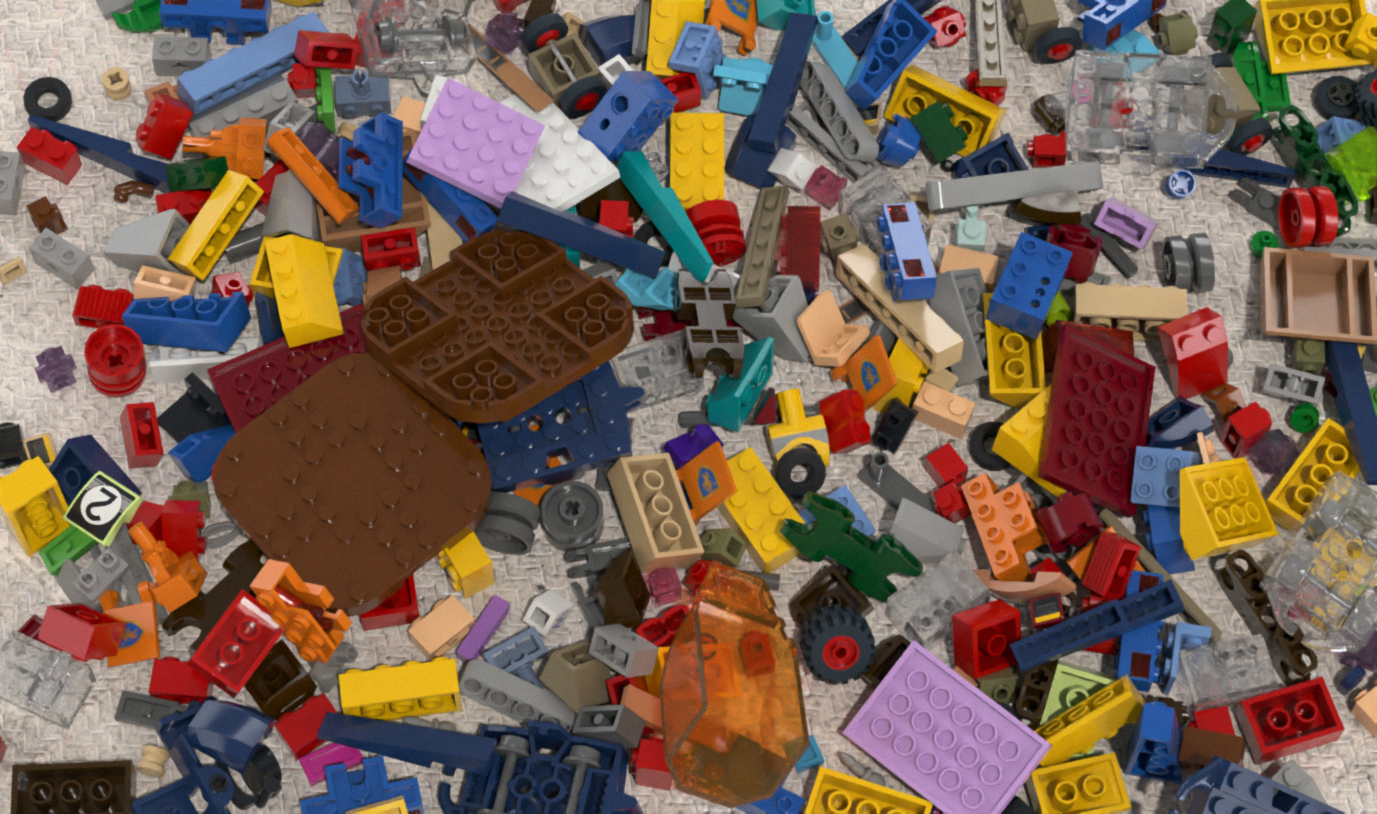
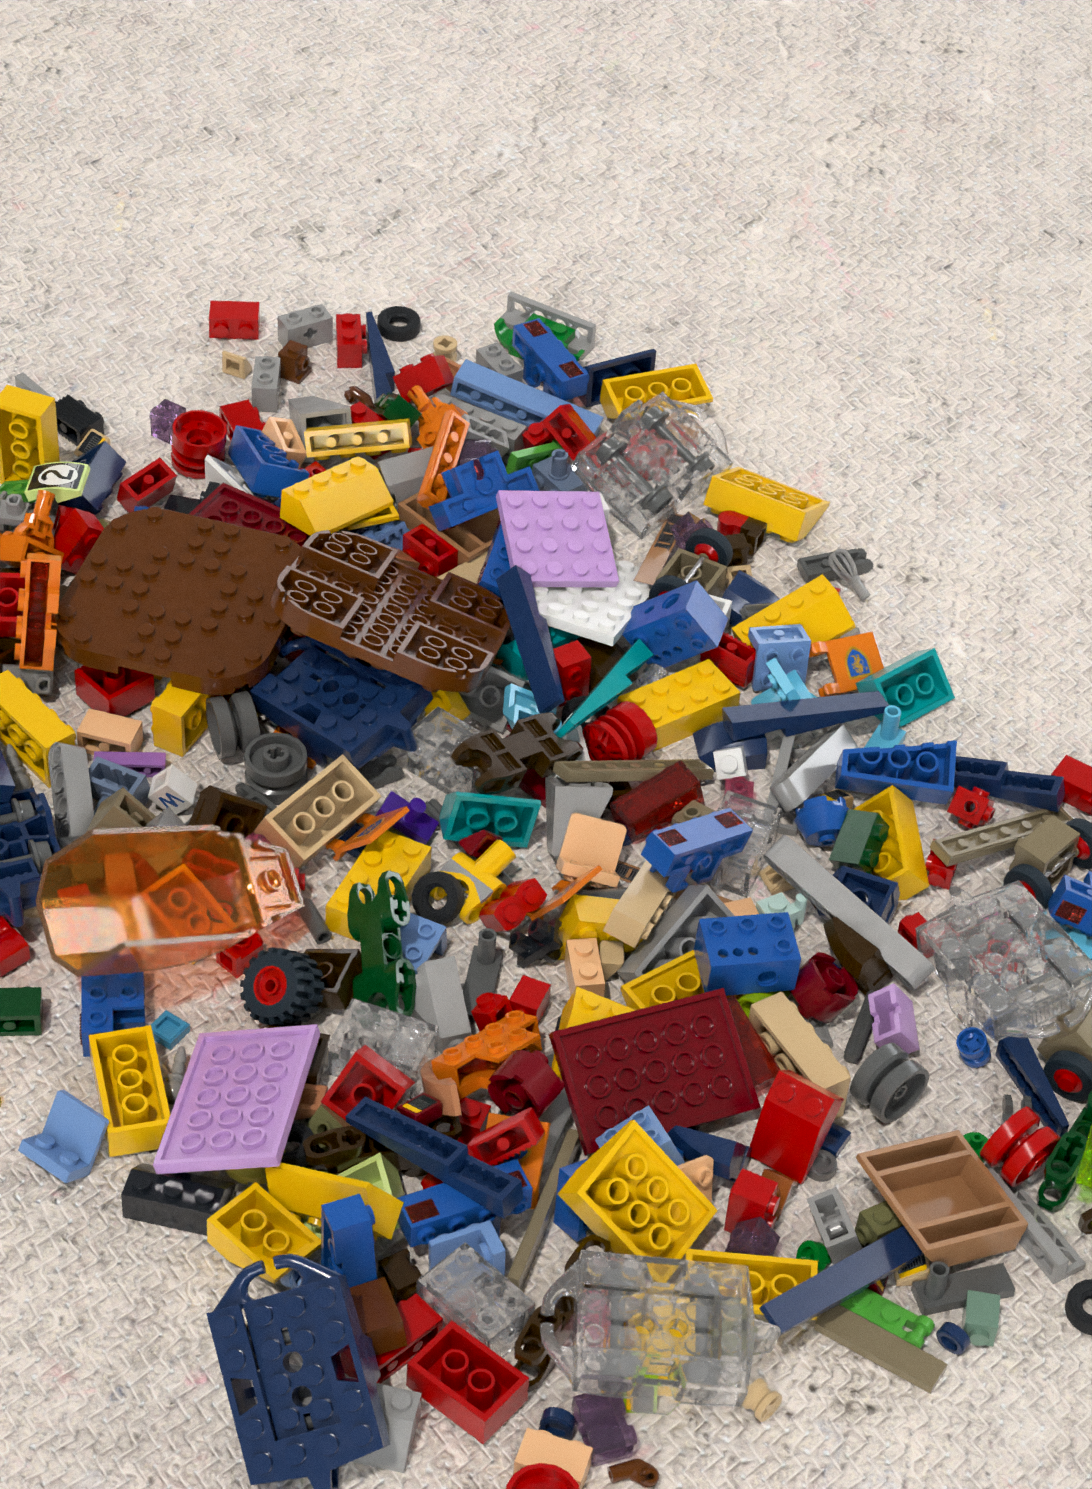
camera: 55 degrees right, 20 degrees down
(723, 546) = (321, 876): olive brick -> none

